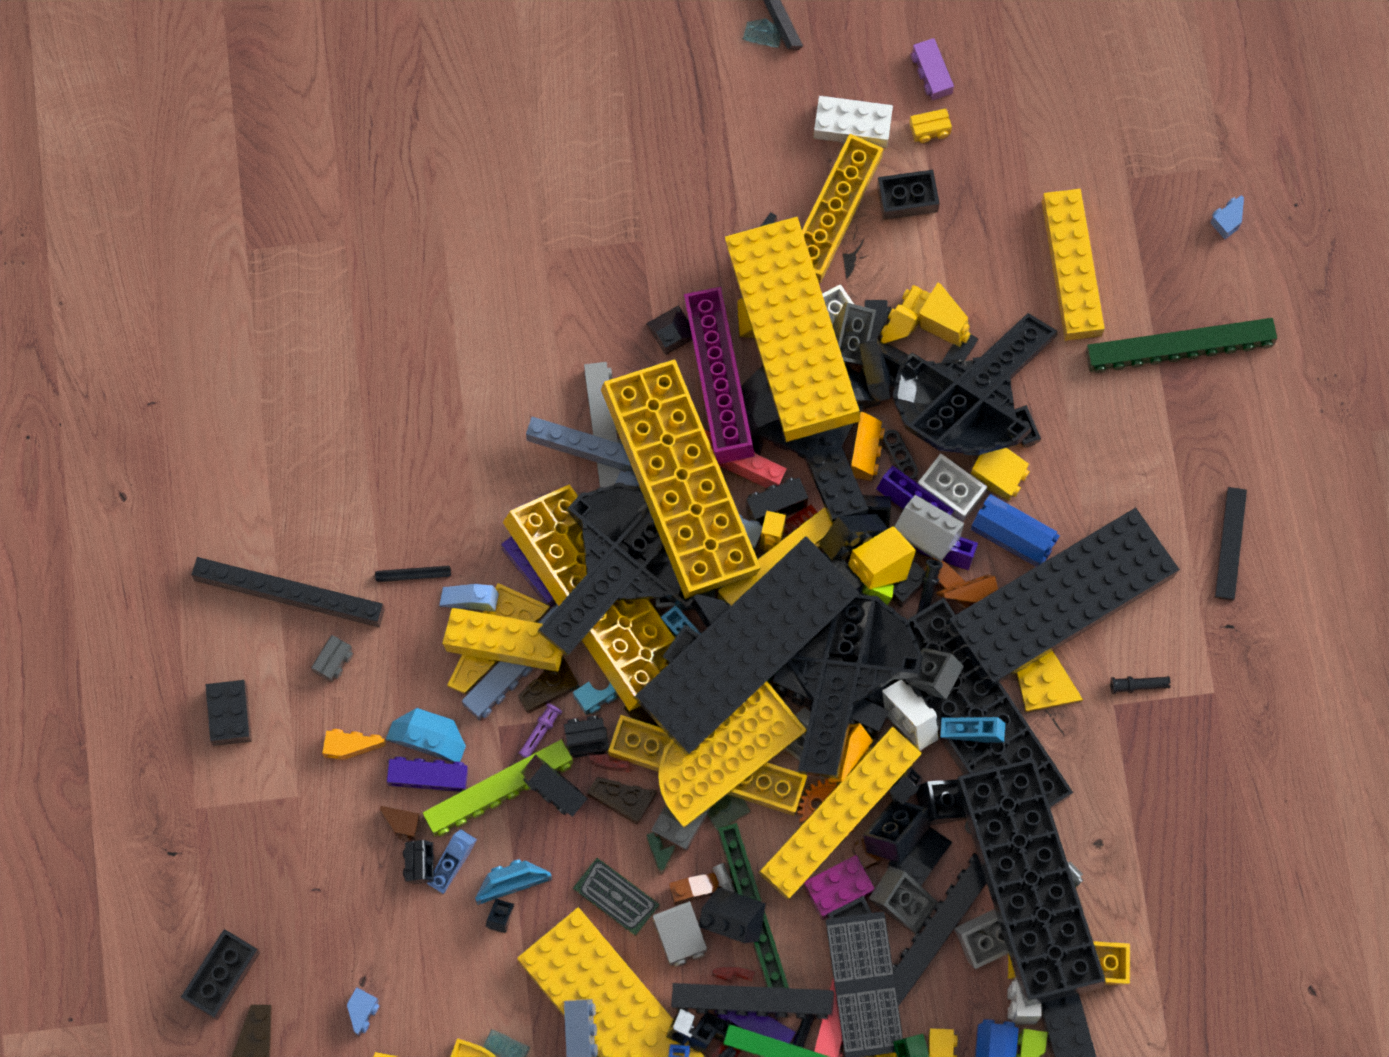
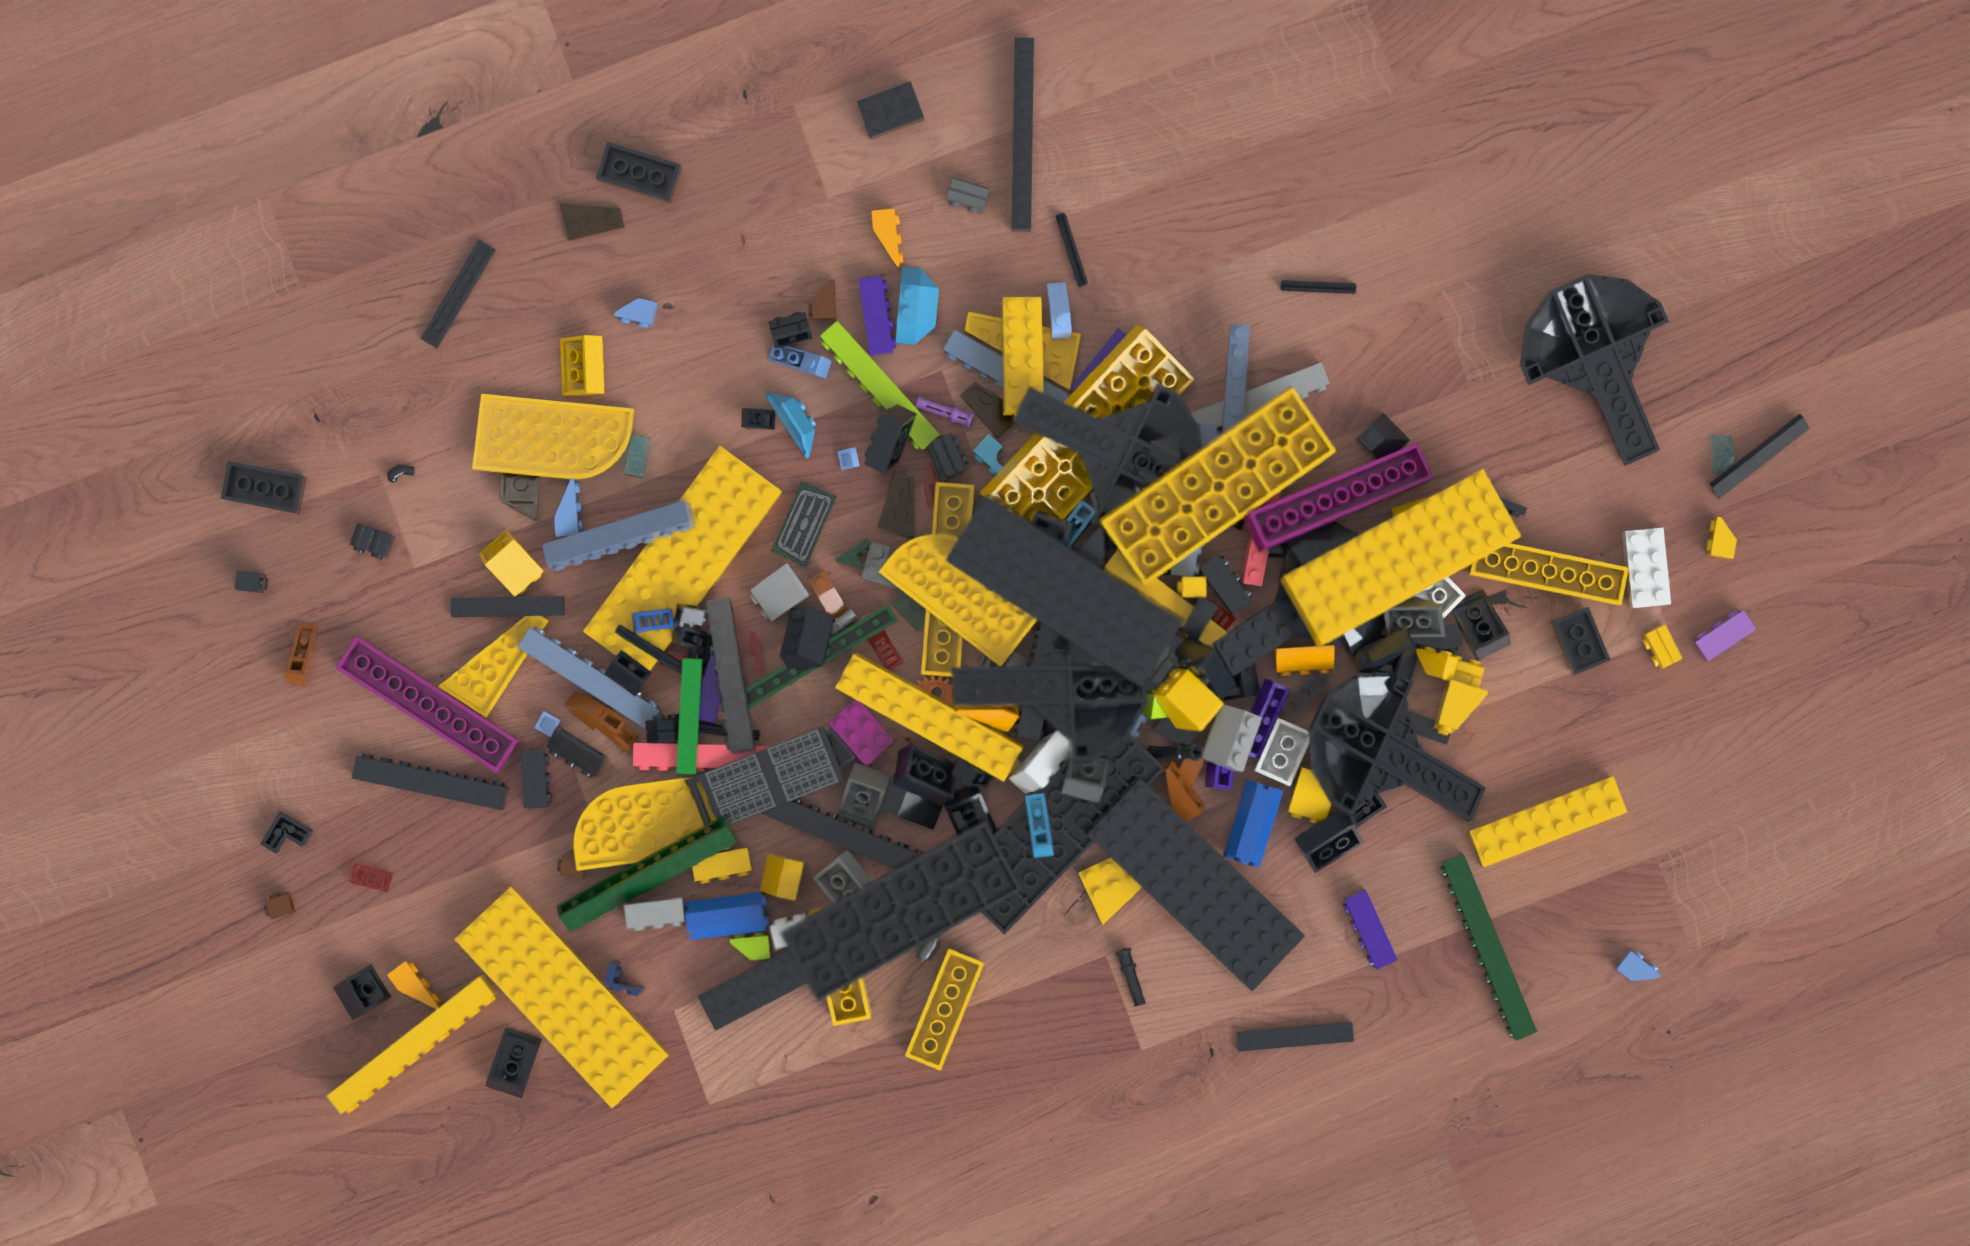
camera: 80 degrees right, 15 degrees up
(510, 353) = (1321, 287): none -> black axle
(562, 836) = (848, 458): none -> light blue plate
(628, 118) = (1591, 340): none -> black plate
(777, 834) = (887, 641): none -> clear red slope
(803, 525) = (1199, 618): none -> black slope
(842, 50) = (1722, 540): none -> yellow slope
(872, 280) = (1481, 625): none -> black slope
(967, 999) = (782, 876): none -> yellow slope
(1047, 464) = (1328, 840): none -> black brick
(1134, 870) = (944, 1009): none -> yellow brick
(1141, 448) = (1370, 929): none -> dark purple brick

